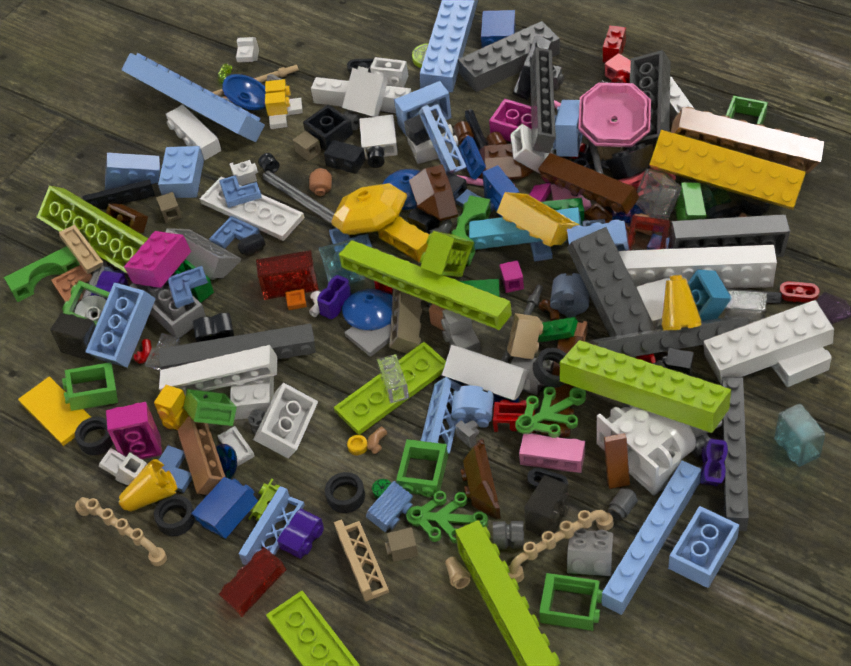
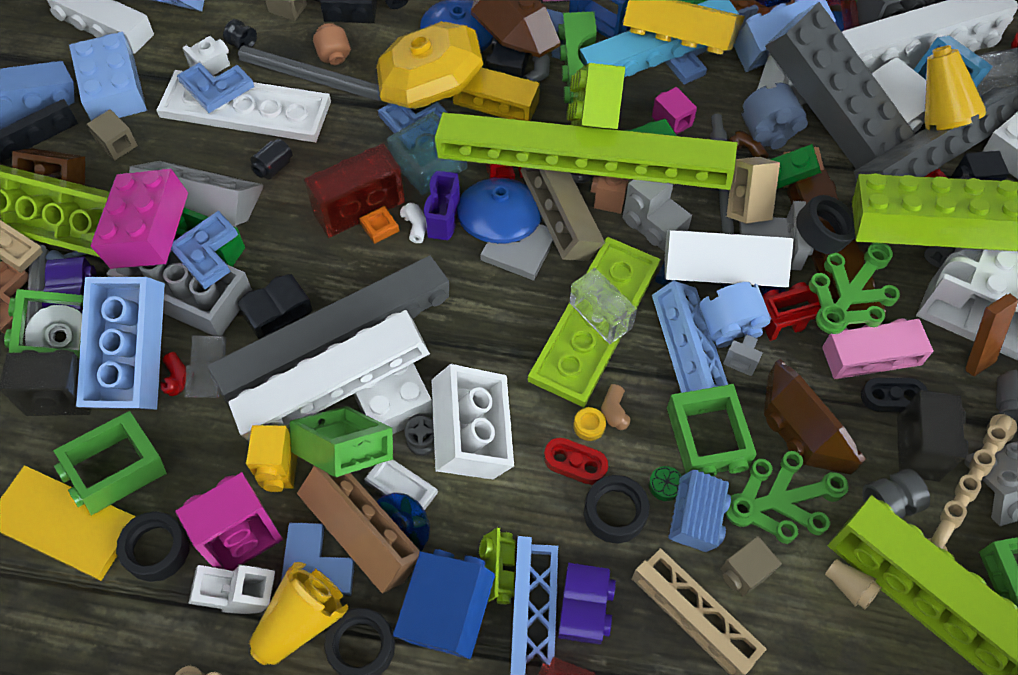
camera: 30 degrees left, 10 degrees up
(232, 229) = (228, 144): medium blue tile -> none
(339, 460) = (577, 458): none -> red plate

